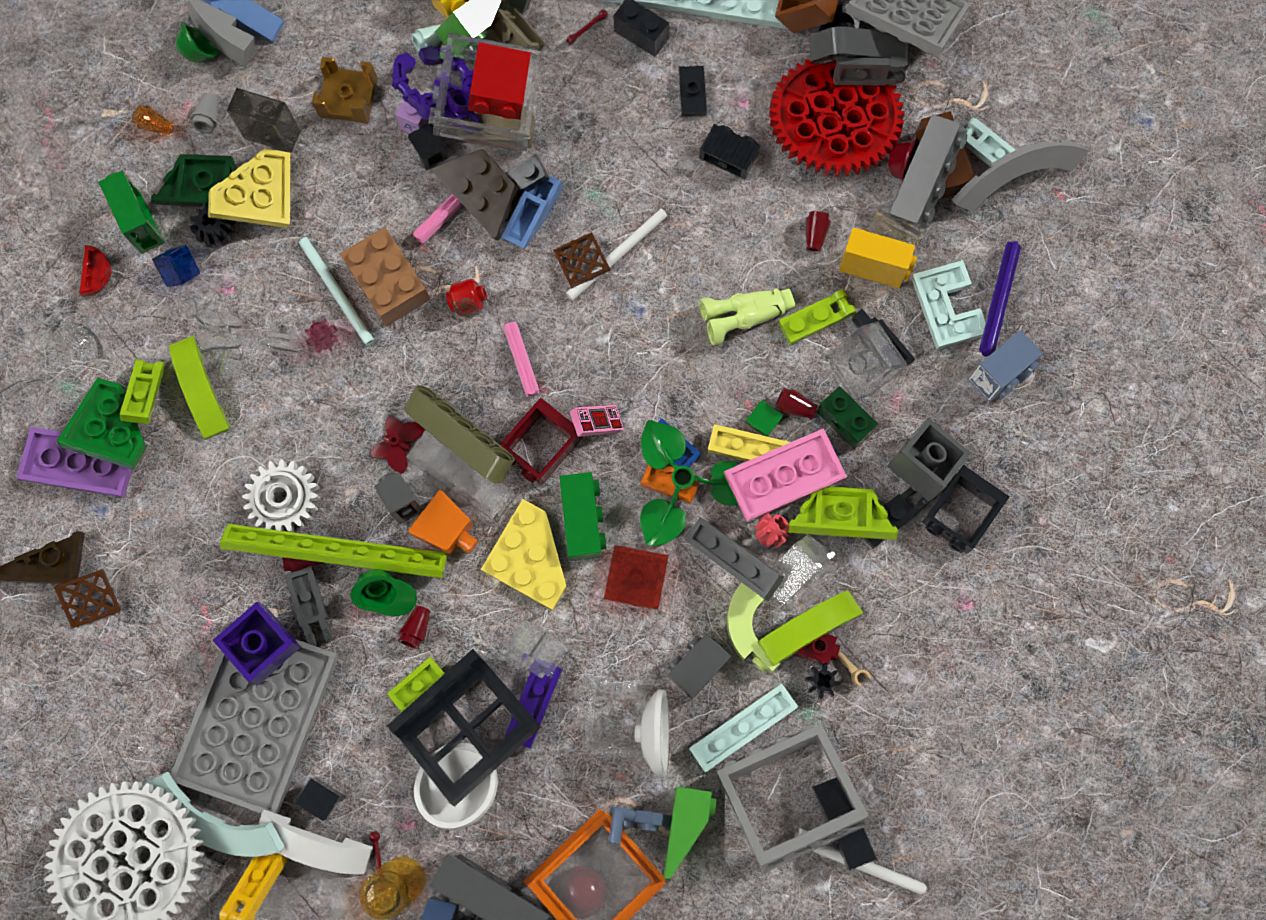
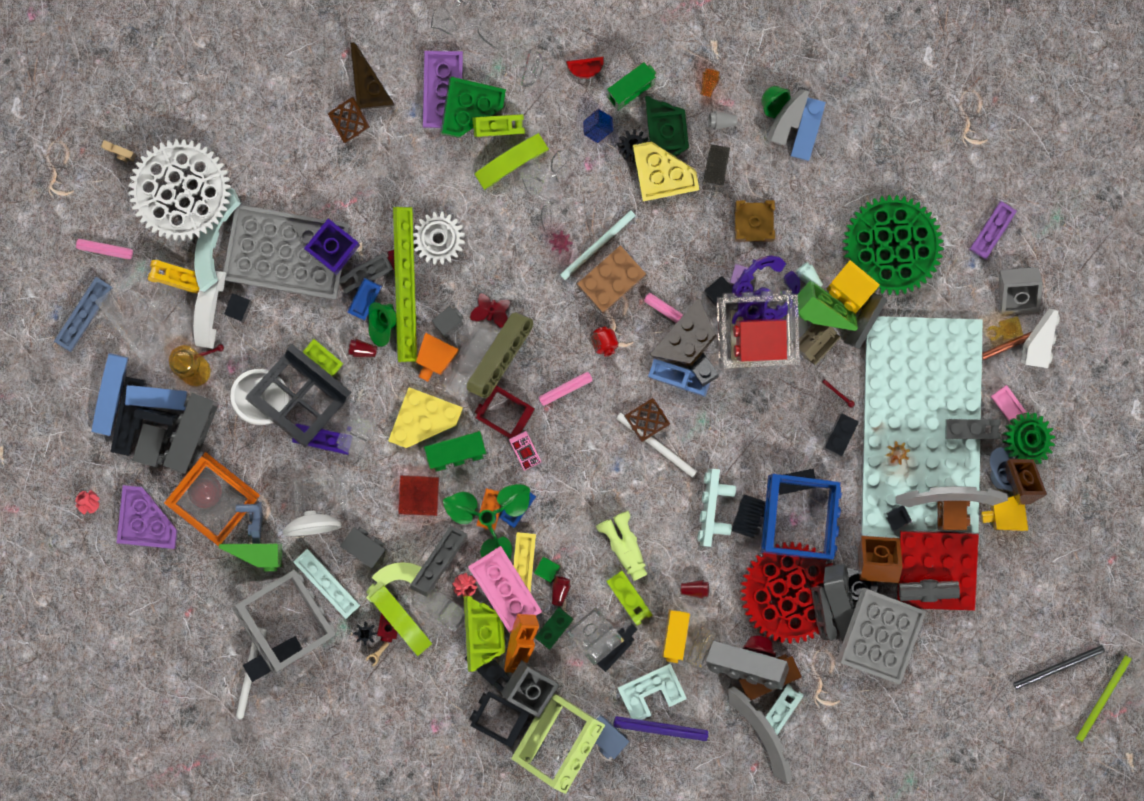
camera: 75 degrees right, 10 degrees up
(343, 613) = (363, 298): none -> blue tile
(712, 197) = (709, 499): none -> light aqua plate
(732, 113) = (770, 513): none -> blue window
(861, 462) = (521, 641): none -> orange slope
(1044, 399) = (539, 729): none -> yellowish green window

